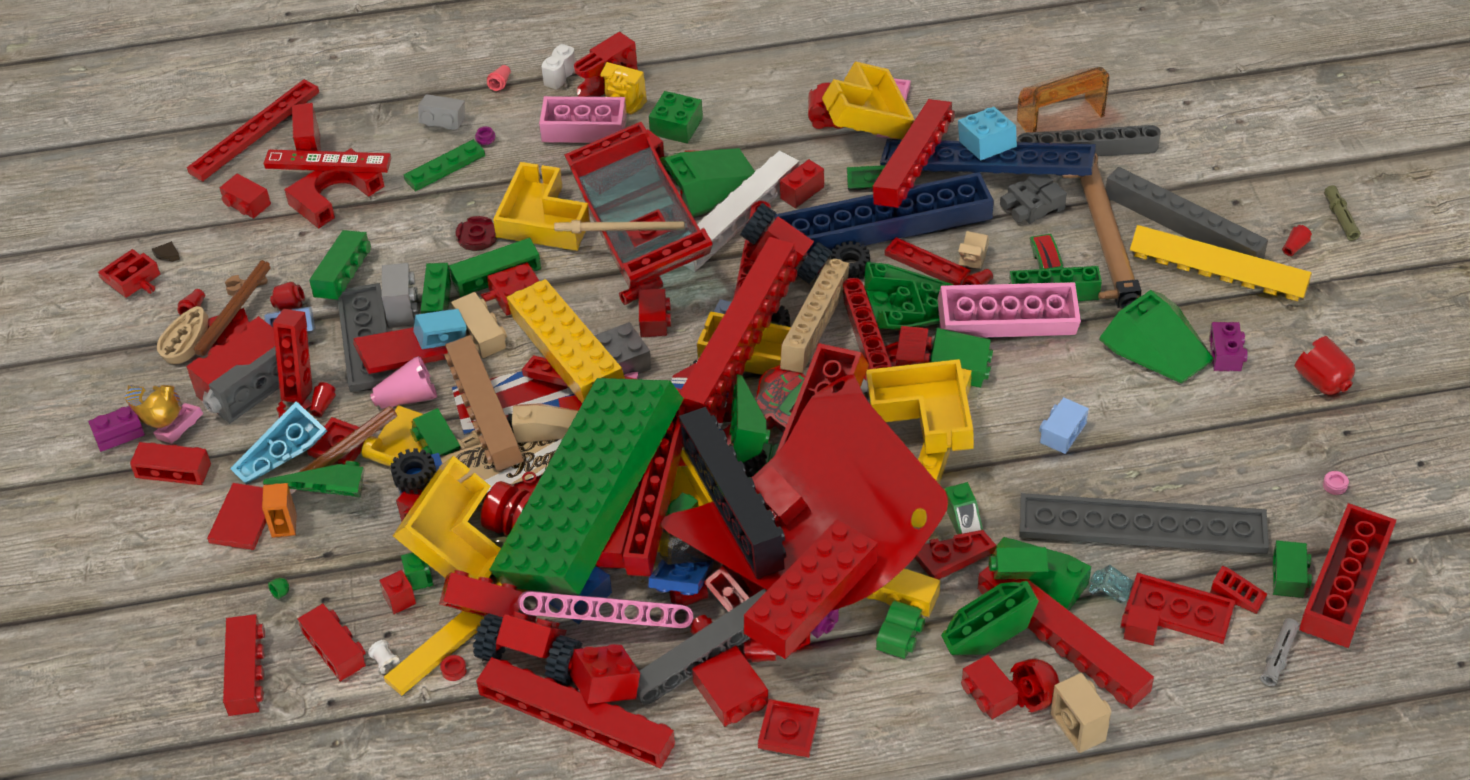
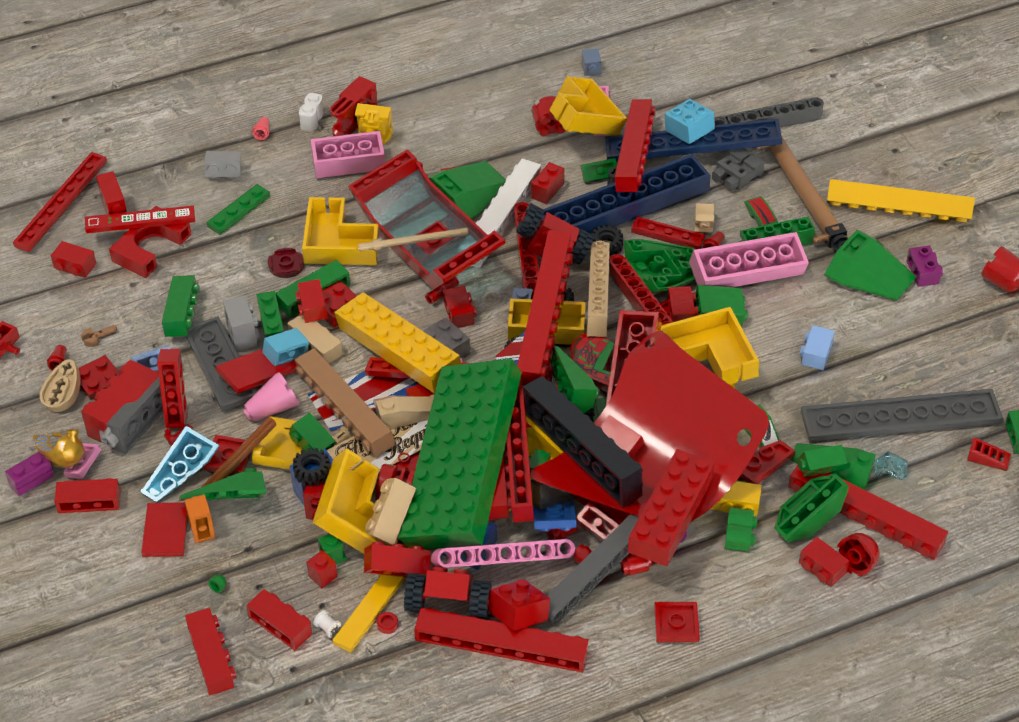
camera: 15 degrees left, 0 degrees up
(166, 251) = (18, 317): dark brown tile -> none
(232, 308) = (97, 357): dark orange axle -> none
(287, 296) = (141, 340): red head -> none
(322, 398) = (201, 419): red cone -> none
(483, 280) = (312, 301): none -> red brick
(485, 135) = (266, 179): magenta plate -> none
(486, 537) = (390, 511): none -> tan brick
(676, 117) = (425, 141): green brick -> none
(730, 686) = (620, 597): red brick -> none
(898, 50) = (591, 62): none -> sand blue brick
(1080, 712) = (901, 568): tan brick -> none
(1091, 81) = (755, 70): clear orange windscreen -> none
(1140, 624) = (924, 493): red brick -> none
(1181, 214) = (857, 165): dark grey brick -> none
(1183, 607) = (948, 476): red tile -> none
(1296, 240) = (952, 173): red cone -> none
(1339, 206) = (976, 142): olive pin -> none

